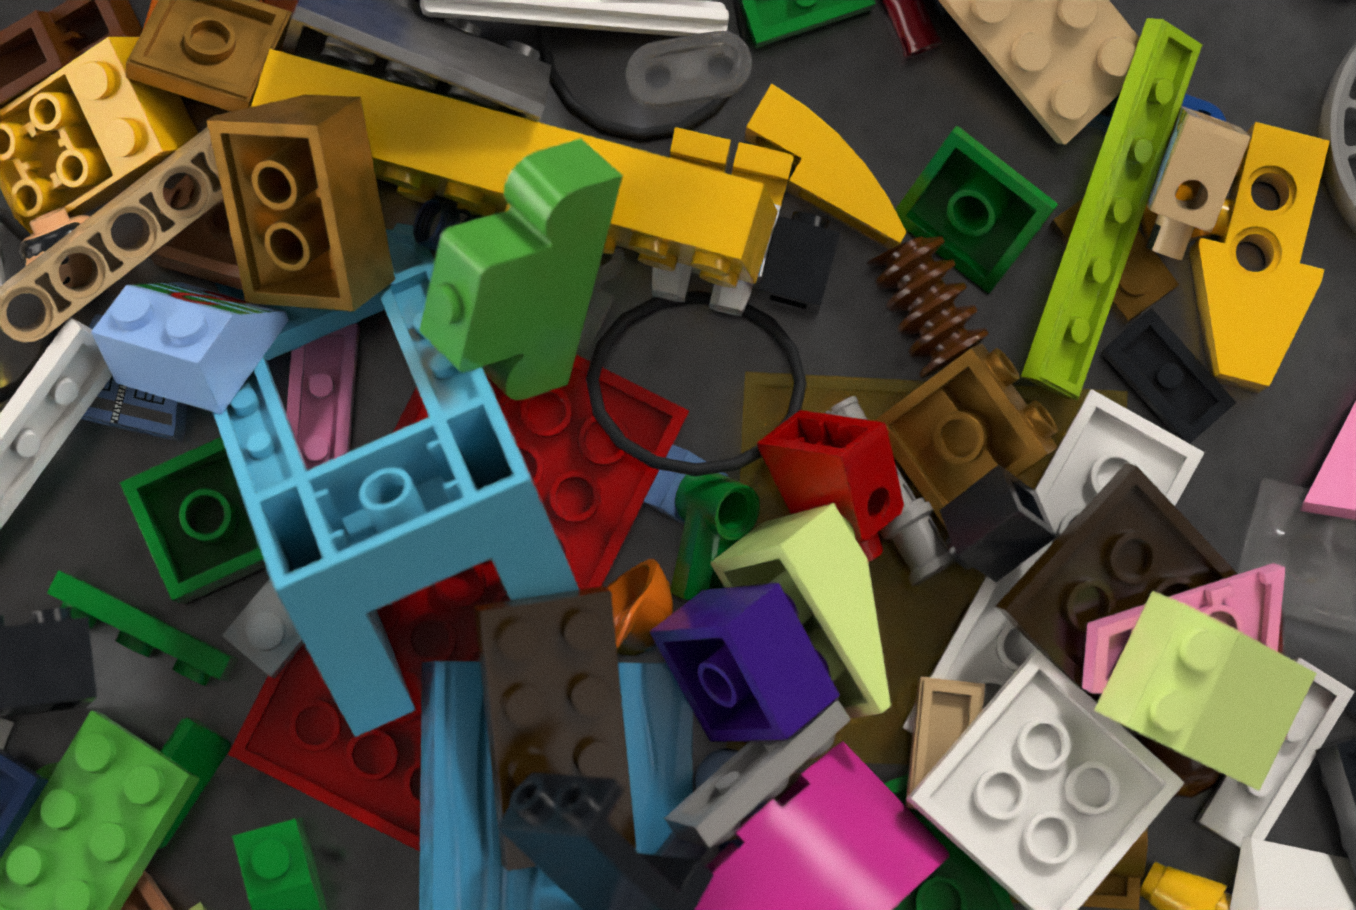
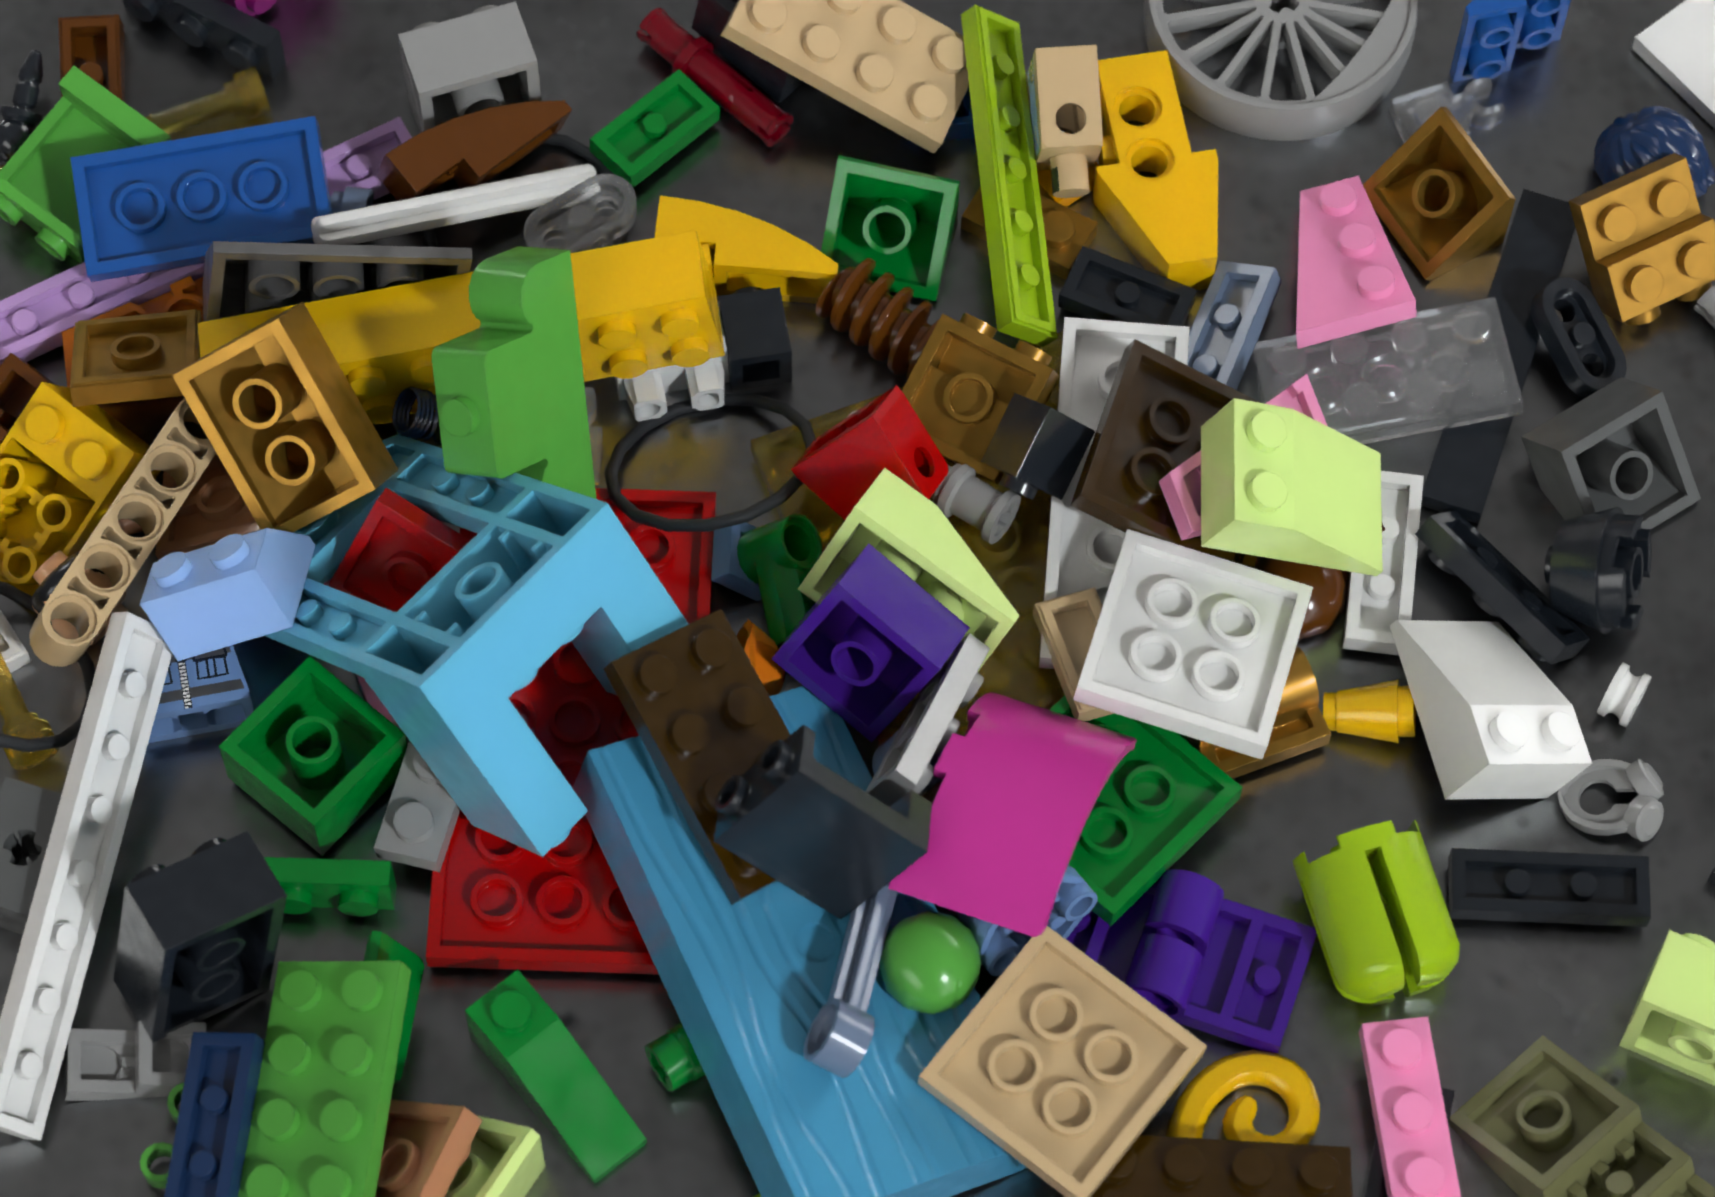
camera: 25 degrees left, 20 degrees down
(358, 383) = (395, 553): none -> red plate
(1246, 456) = (1231, 320): none -> sand blue plate

